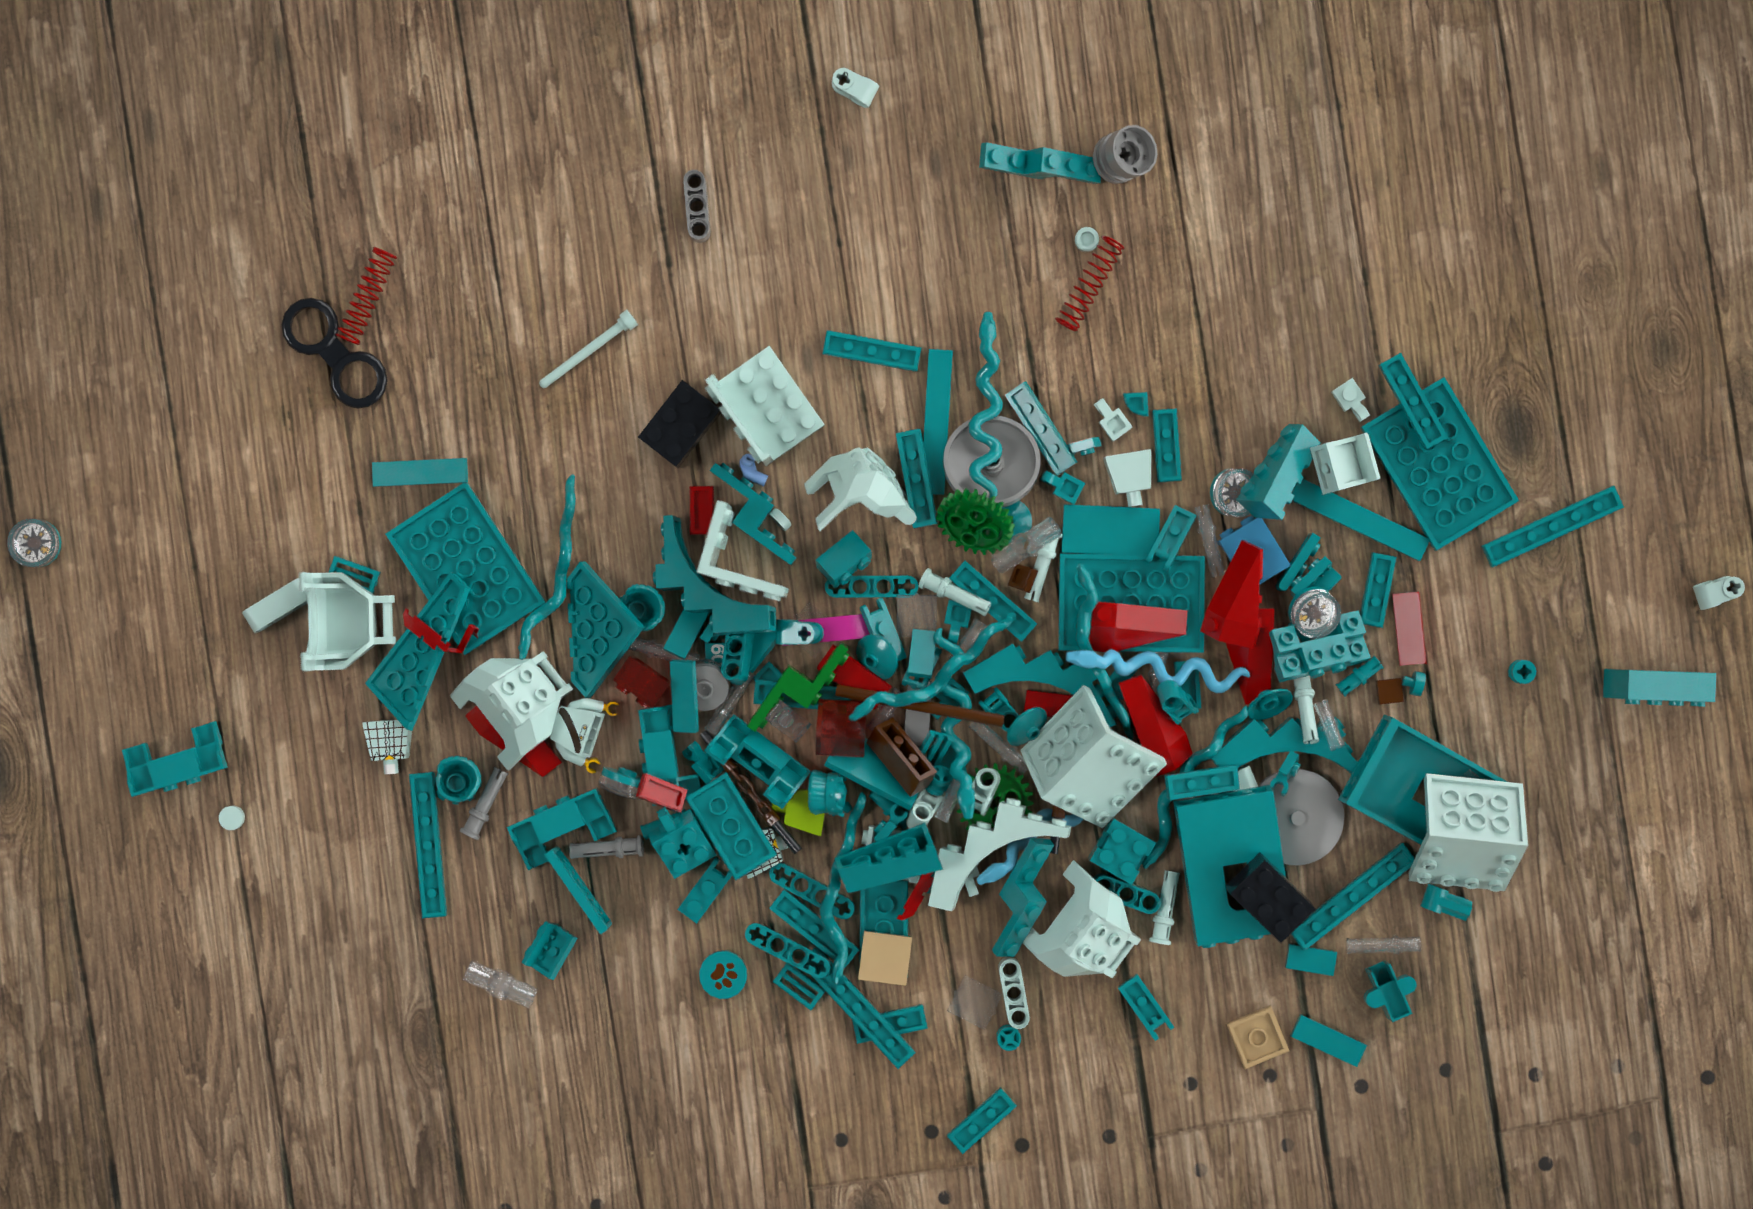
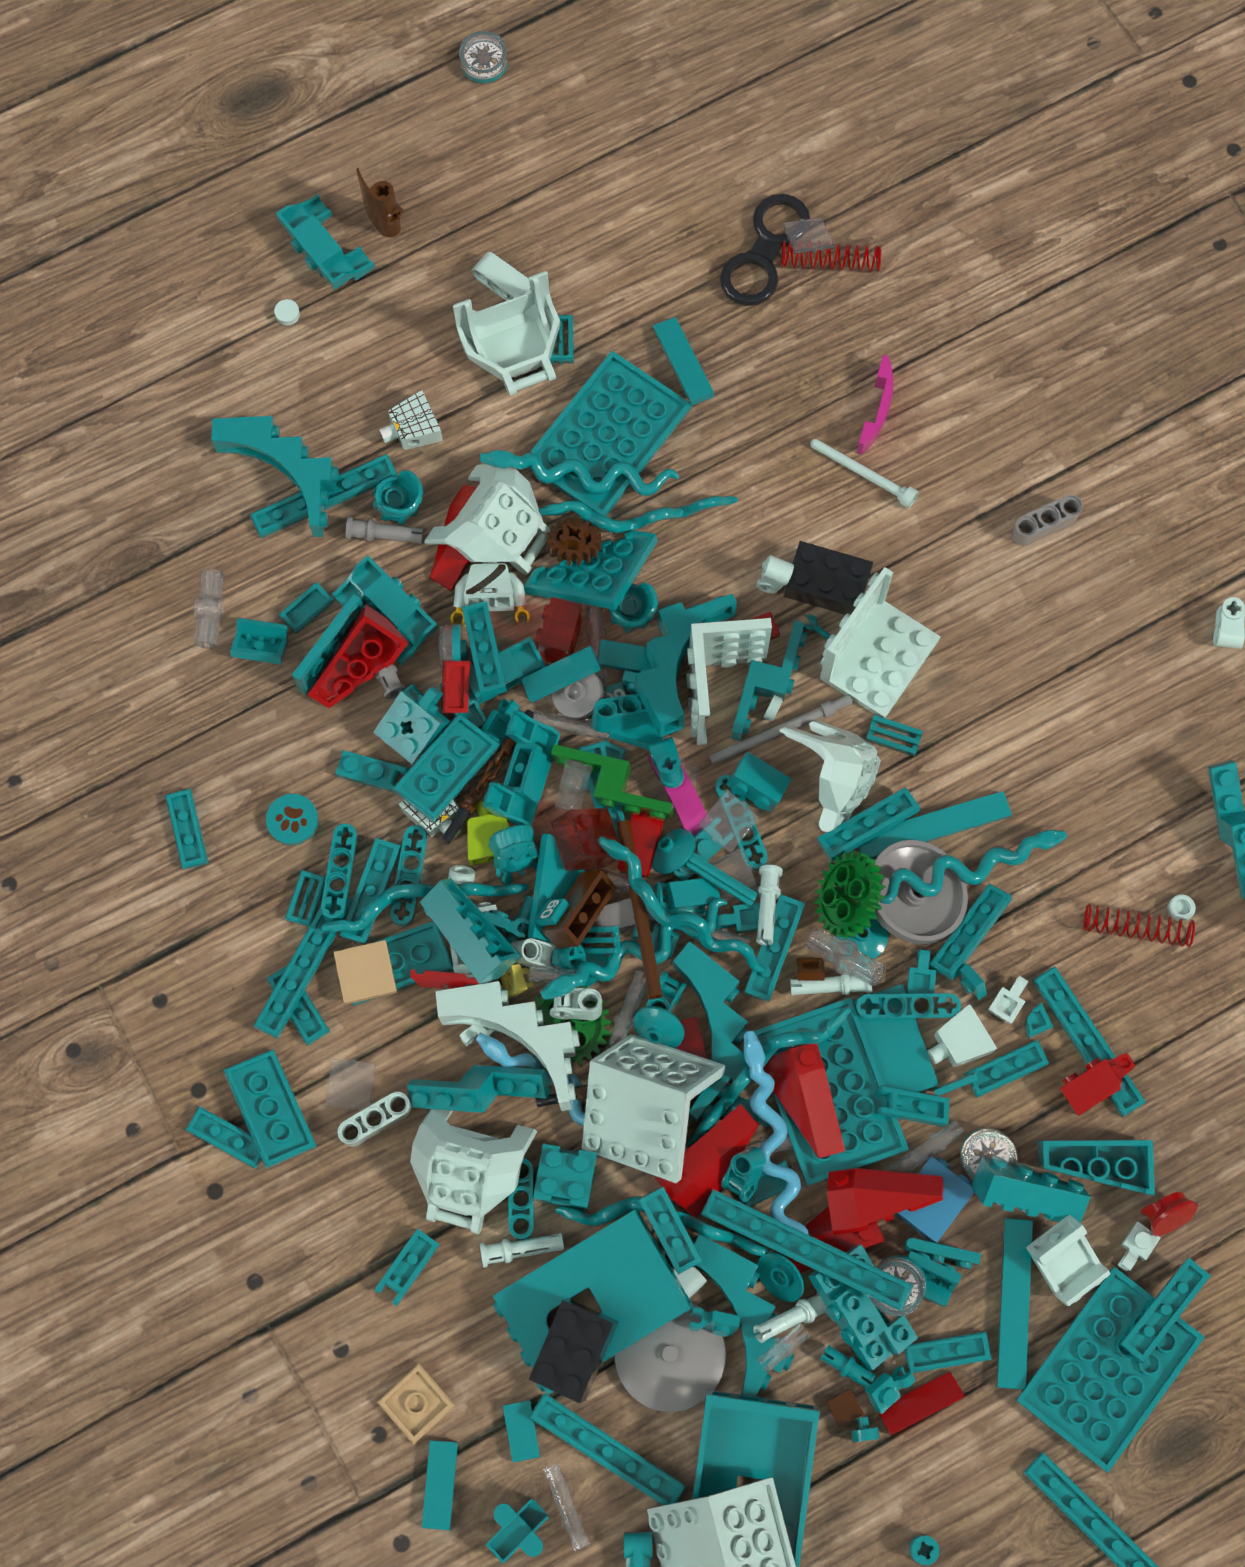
camera: 75 degrees right, 15 degrees down
(164, 695) = (381, 206): none -> reddish brown panel
(339, 310) = (808, 235): none -> clear piece
(352, 886) = (261, 439): none -> teal arch
(411, 664) = (495, 414): teal wing -> none
(432, 638) = (527, 420): red piece -> none
(467, 672) = (506, 459): none -> teal animal
(507, 295) = (872, 430): none -> dark pink slope
(530, 896) = (306, 608): none -> teal tile
(561, 638) = (573, 541): none -> reddish brown gear
(596, 863) = (363, 651): none -> red wedge
(636, 755) = (484, 649): none -> teal plate
(660, 470) = (774, 574): none -> light aqua piece
(697, 1068) = (186, 829): none -> teal tile
(716, 454) = (812, 625): none -> teal hand
(749, 470) = (808, 664): light blue arm -> none
(798, 473) = (825, 710): none -> light grey bar
(829, 845) = (461, 874): none -> light aqua tile
(856, 406) = (898, 727): none -> teal tile
(869, 598) = (728, 821): none -> clear piece
(871, 351) = (977, 738): teal tile -> none
(898, 782) = (552, 912): none -> teal tile
(919, 624) = (721, 879): none -> teal axle
(940, 833) = (514, 980): none -> light yellow tile
(971, 1078) = (269, 1109): none -> teal tile
(1011, 1041) = (320, 1130): teal wheel -> none
(1089, 510) = (908, 1005): none -> teal beam
(1165, 494) = (957, 1083): none -> teal piece
(1169, 367) = (1083, 1033): none -> teal tile
(1210, 378) = (1097, 1083): none -> red hinge
(1260, 676) = (808, 1250): none -> teal tile
(1274, 400) = (1109, 1162): none -> teal wedge
(1337, 362) = (1169, 1213): none -> red hat
(1389, 652) = (884, 1389): none -> teal plate

